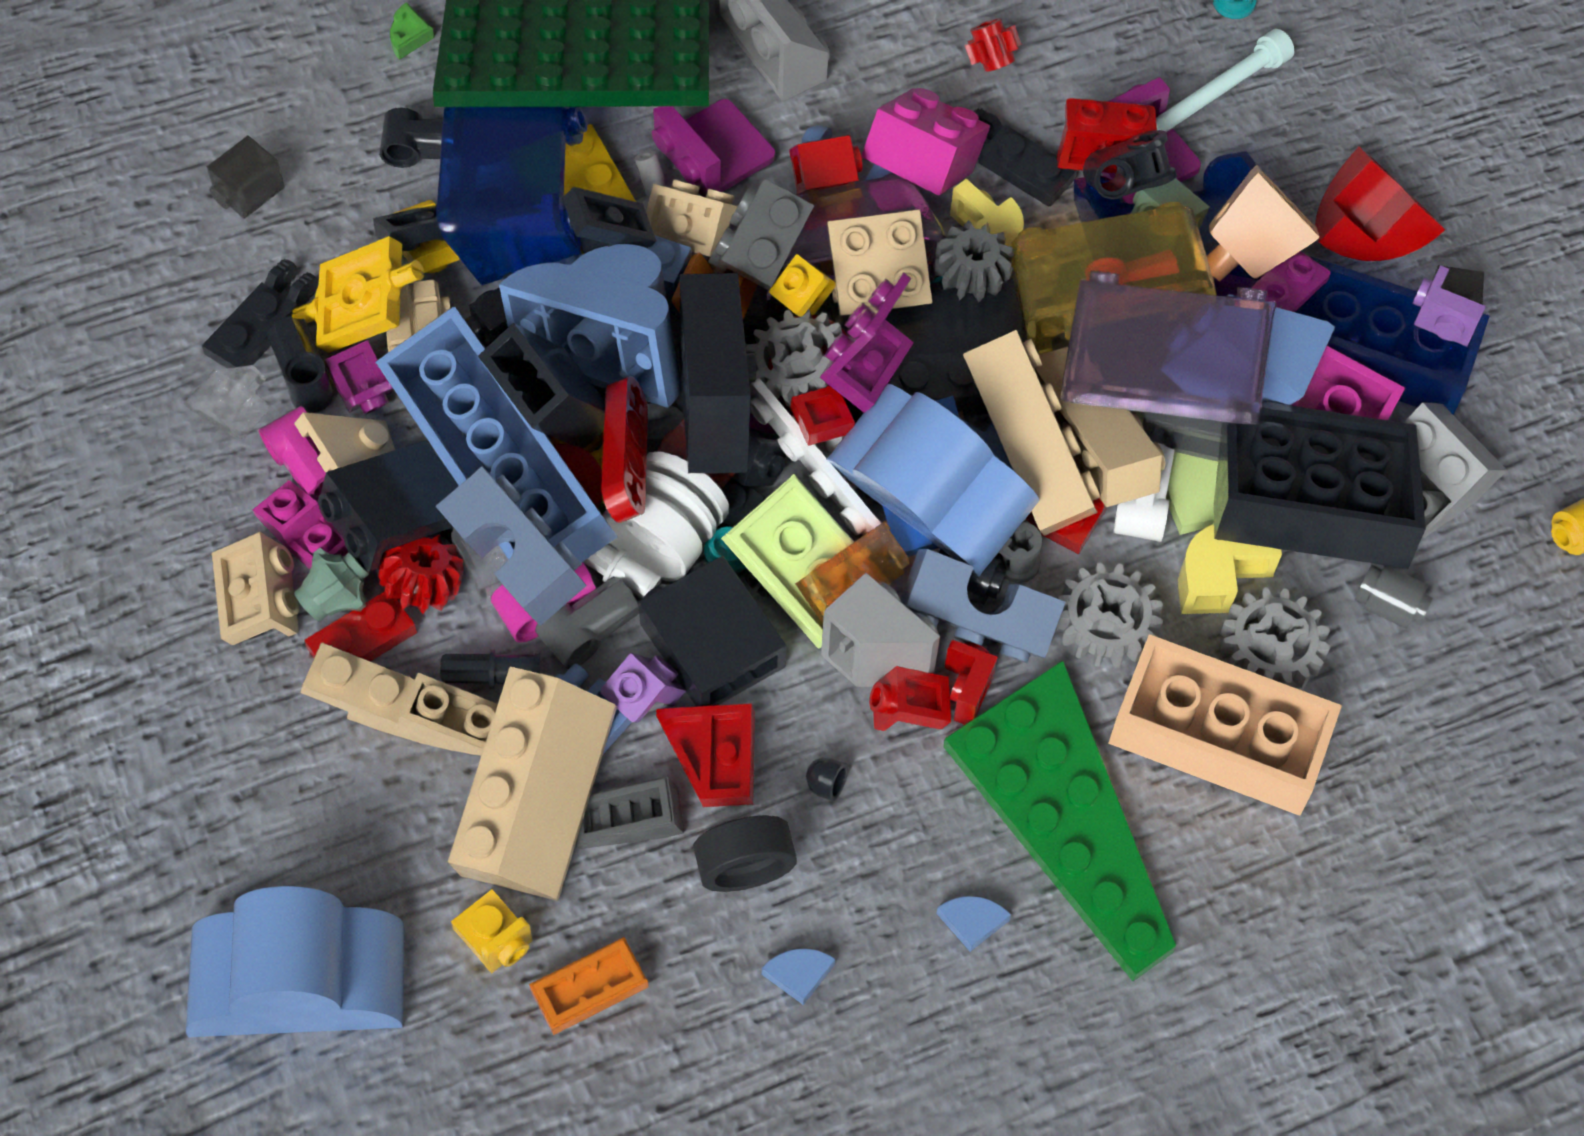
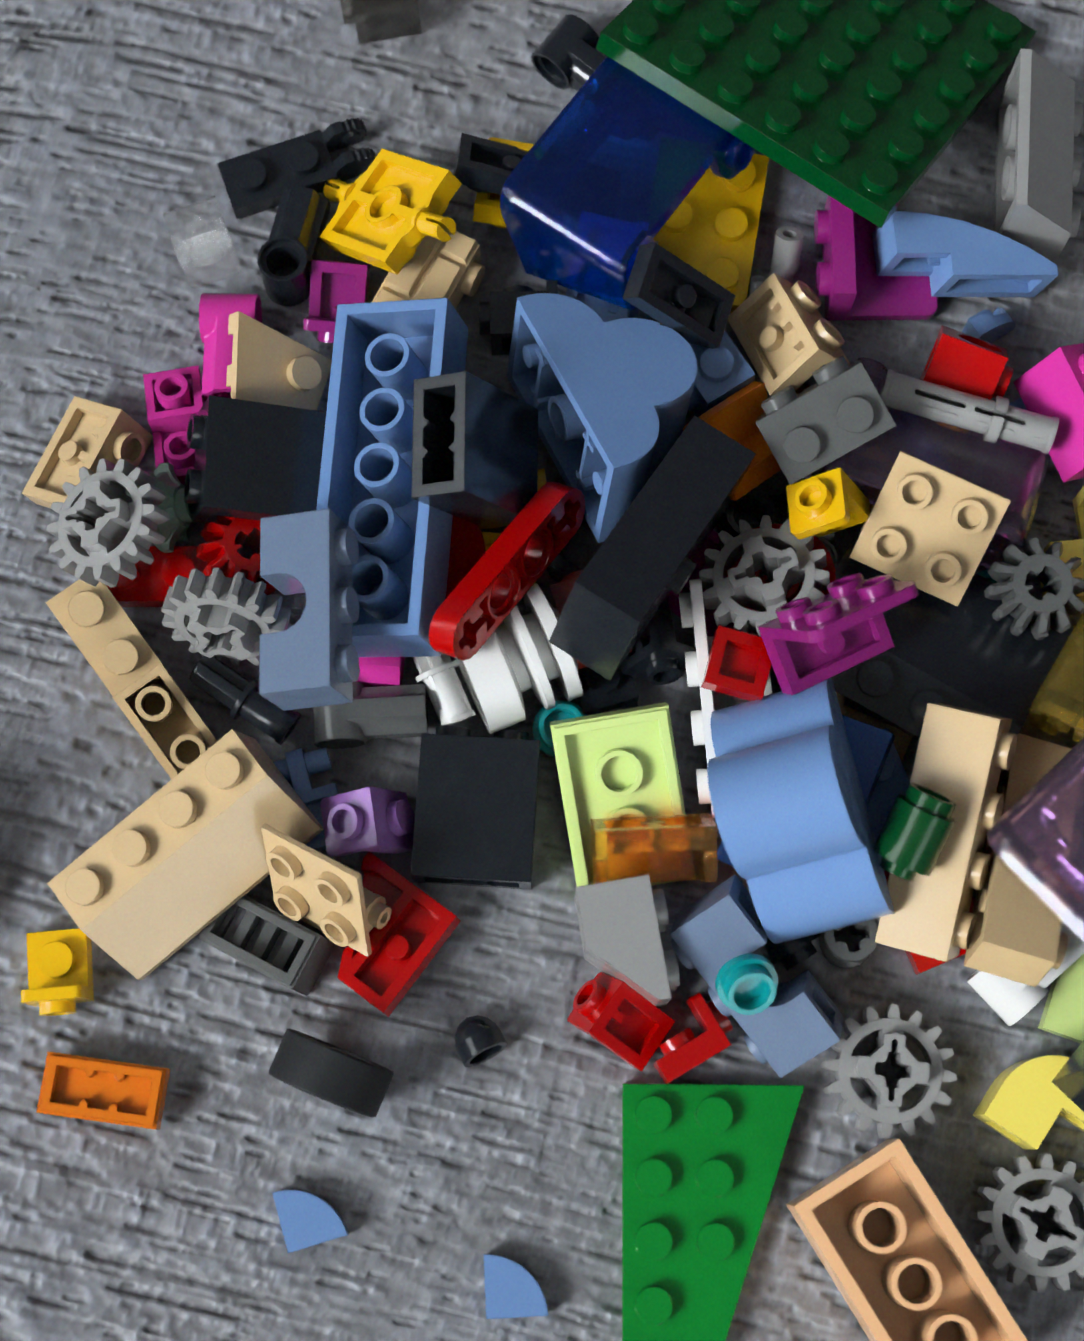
camera: 40 degrees right, 15 degrees up
(311, 596) = (108, 523): none -> light grey gear
(442, 613) = (223, 615): none -> light grey gear
(647, 738) = (322, 892): none -> tan hinge
(766, 108) = (959, 257): none -> medium blue slope
(860, 180) = (970, 412): none -> light grey pin
(981, 598) = (747, 984): none -> teal plate
(1015, 432) = (915, 832): none -> dark green brick

